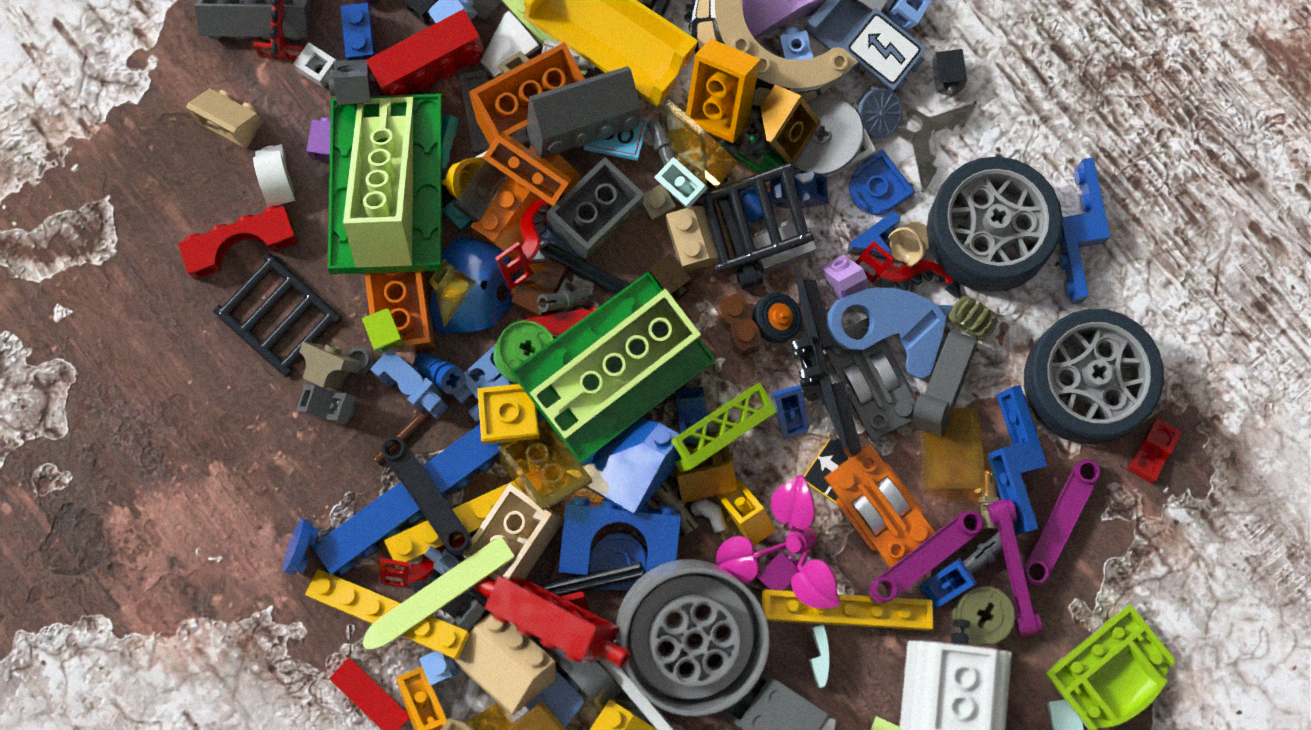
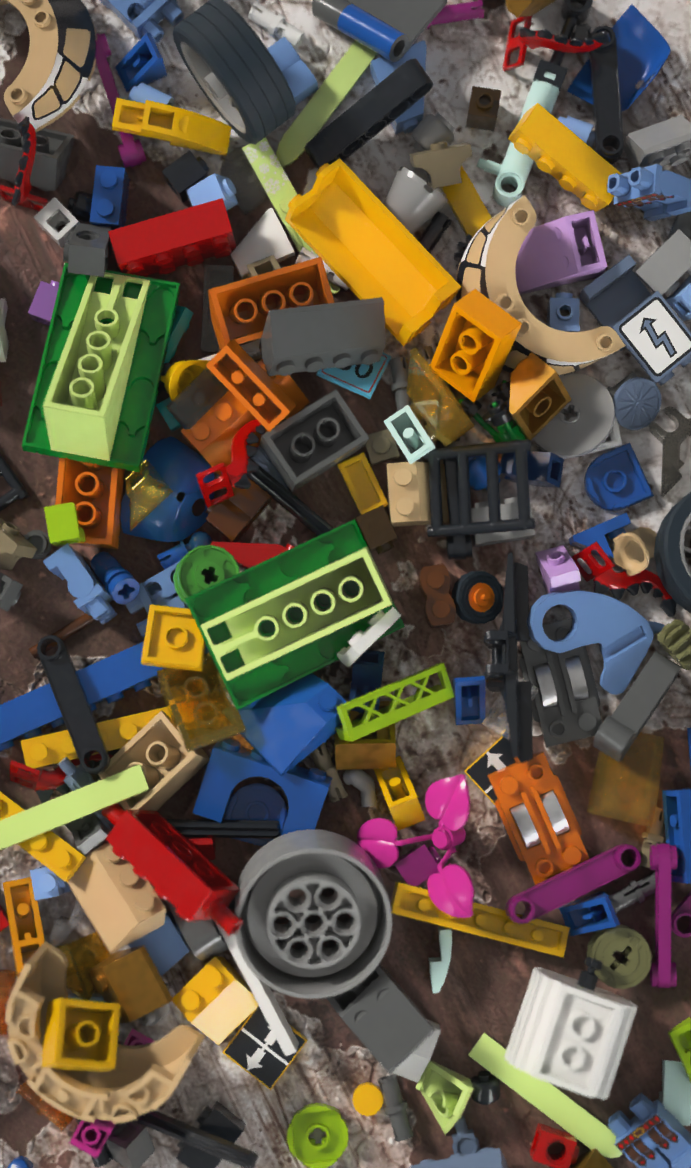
camera: 15 degrees right, 5 degrees up
(334, 46) = (81, 205): none -> black piece
(492, 337) = (176, 553): none -> blue pin
(564, 300) = (260, 531): dark grey pin -> none
(647, 239) = (362, 483): none -> yellow tile
(680, 376) = (363, 640): none -> white plate

